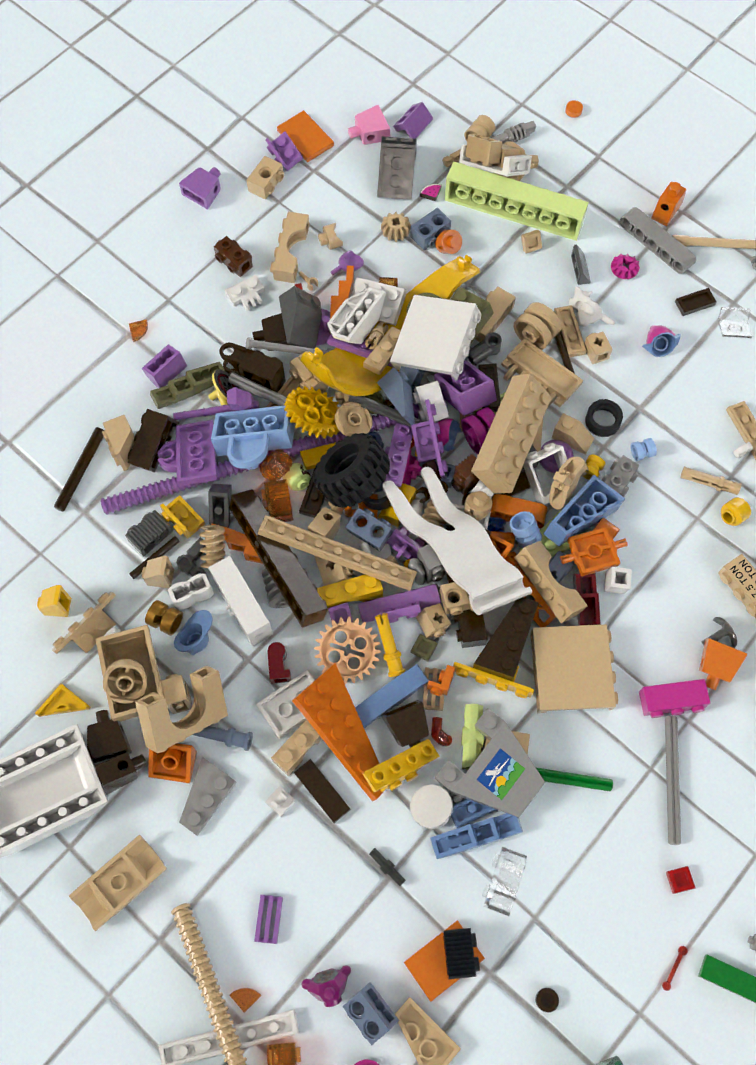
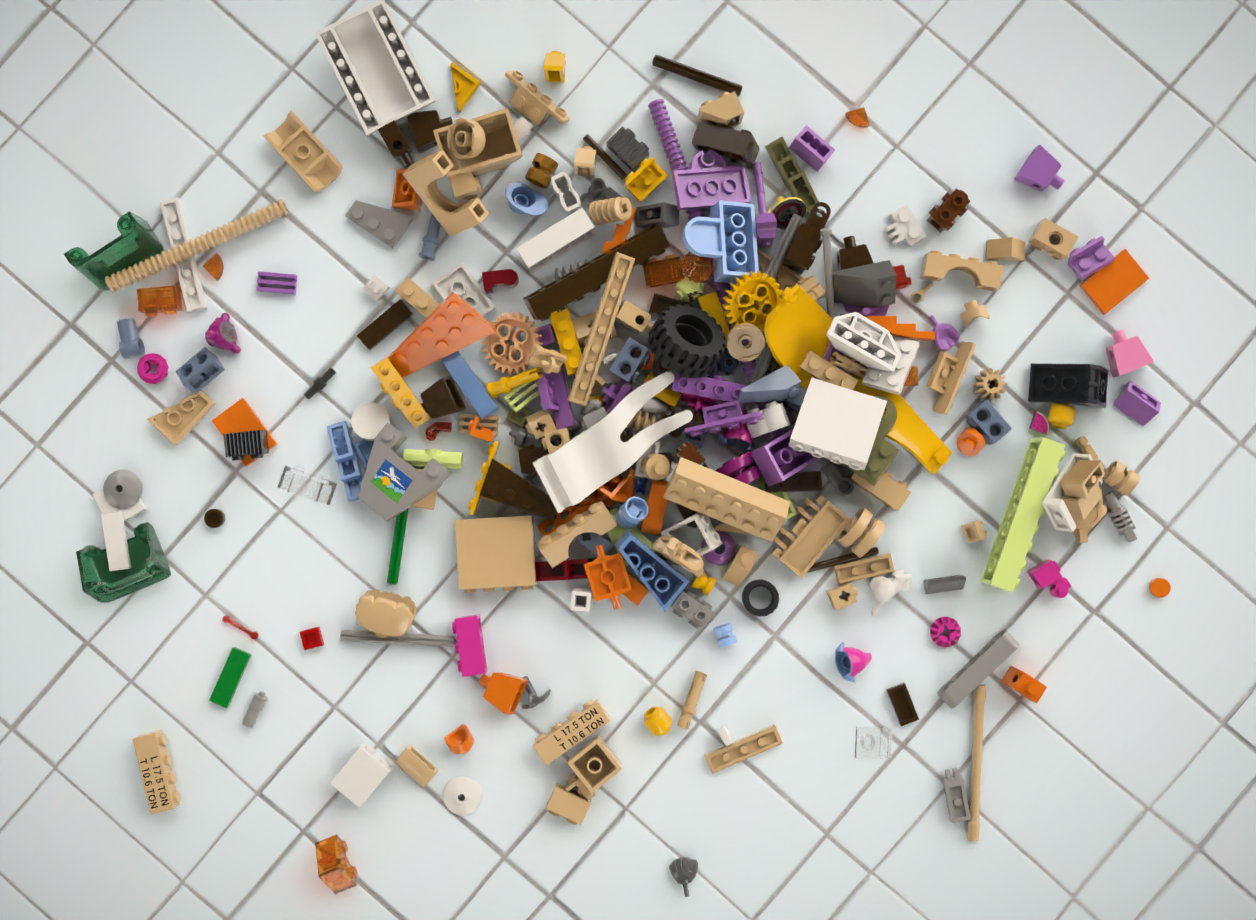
camera: 85 degrees right, 20 degrees up
(271, 215) = (1005, 249): none -> tan slope
(367, 607) = (546, 359): none -> tan hips
(388, 258) = (948, 375): none -> tan bracket
(406, 644) = (511, 403): none -> yellowish green tile
(424, 173) = (1061, 415): none -> yellow head
(448, 644) = (520, 437): none -> dark grey tile
(572, 183) = (1048, 573): none -> dark pink brick
(647, 788) = (385, 613): none -> tan animal

